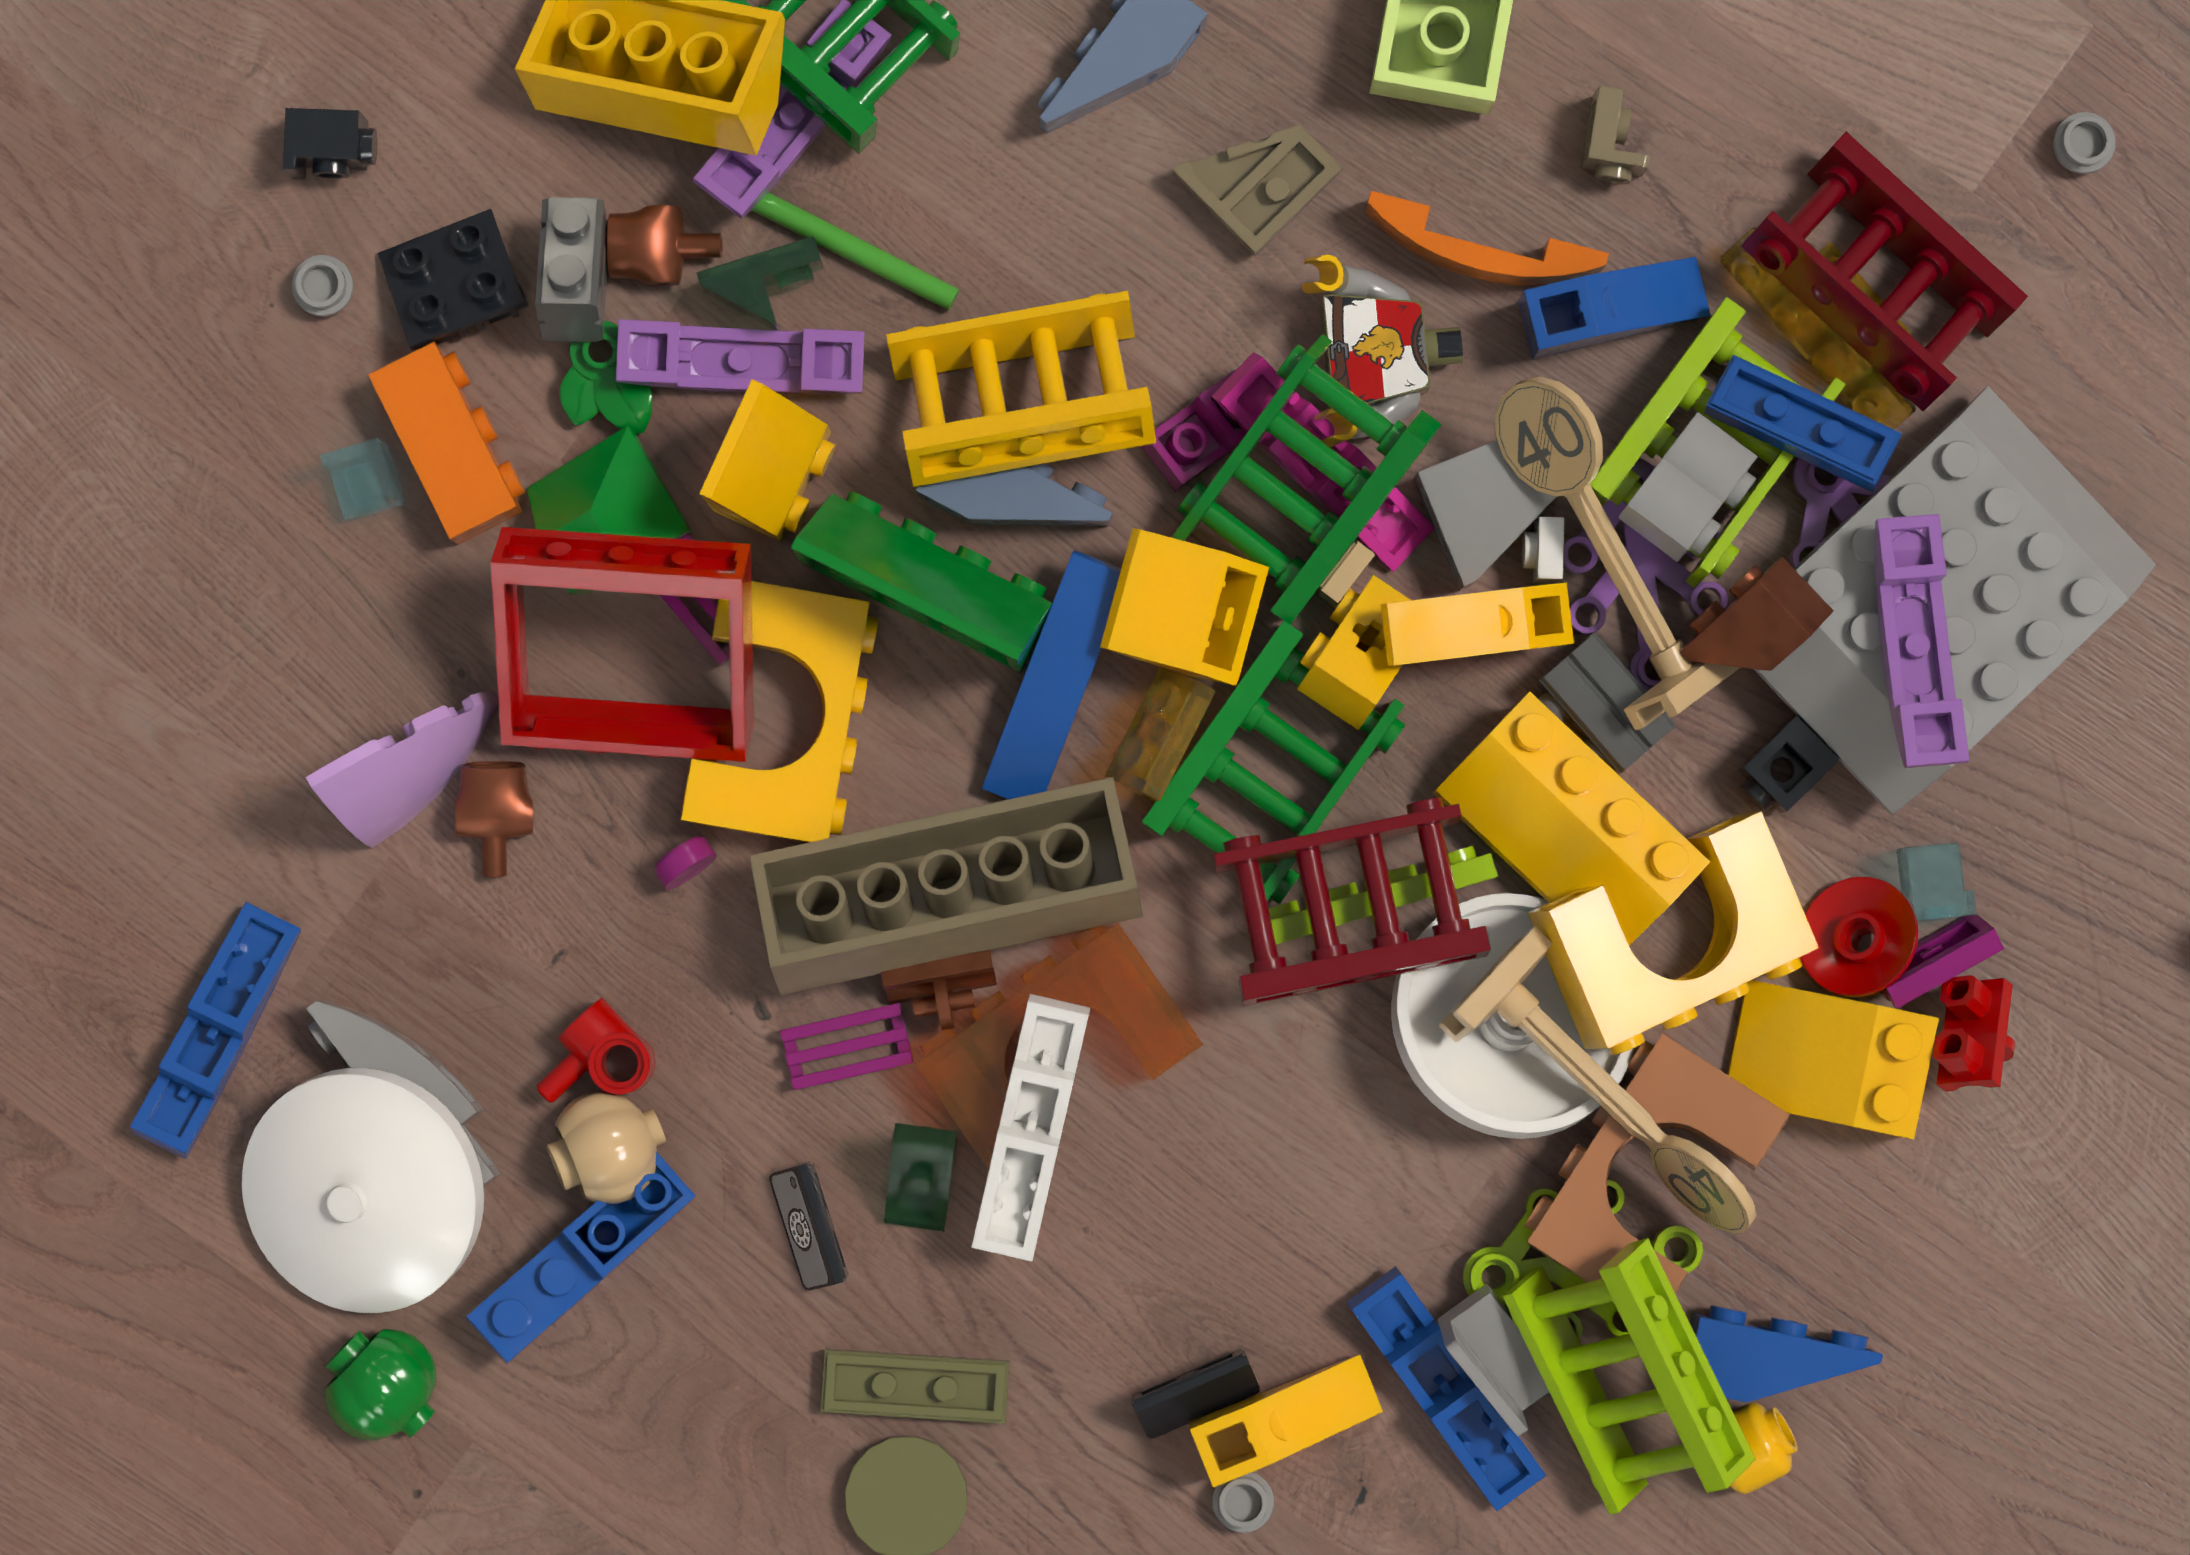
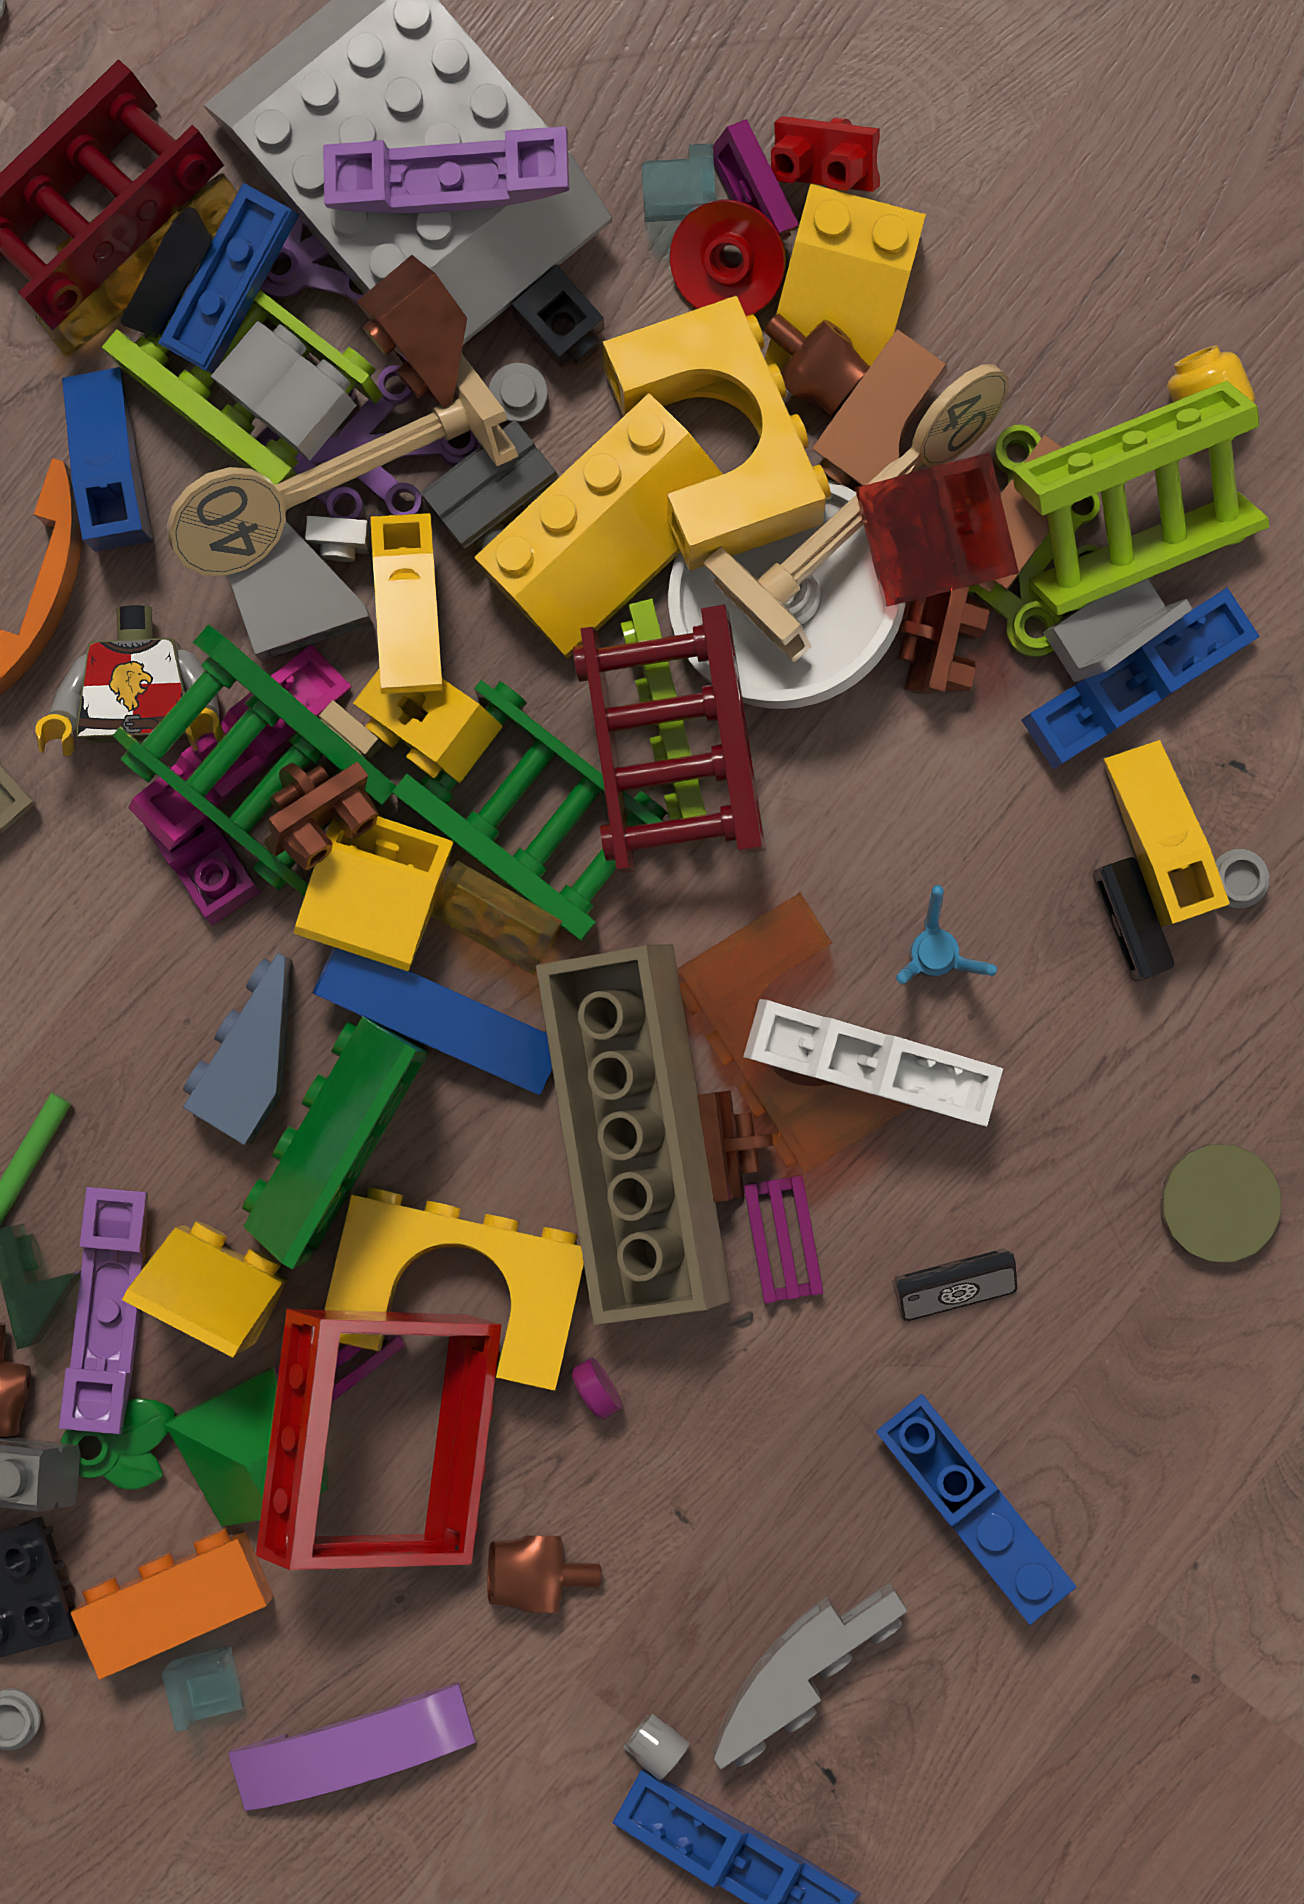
camera: 90 degrees left, 0 degrees up
(307, 634) = (352, 1750): none -> medium lavender slope
(325, 942) = (656, 1746): none -> light grey hose
(362, 1190) = (901, 1720): white dish -> none
(381, 1385) = (1090, 1711): green plant -> none
(391, 782) = (504, 1676): lavender brick -> none
(589, 1043) = (768, 1490): red piece -> none
(605, 1146) = (869, 1479): tan plant -> none
(915, 1386) = (1114, 1189): olive tile -> none
(920, 1176) = (914, 1173): clear green slope -> none
(1027, 435) = (196, 1031): yellow fence -> none
(1151, 1189) = (936, 950): none -> dark azure plant
(1240, 527) = (310, 803): none -> copper hips
(1473, 1168) = (931, 638): none -> copper hips
(1579, 1164) = (937, 530): none -> clear red slope
(1707, 727) = (520, 391): none -> light grey plate
(1751, 1039) = (821, 365): none -> copper piece
(1767, 1361) = (1126, 359): blue slope -> none
(1803, 362) = (168, 274): none -> black slope

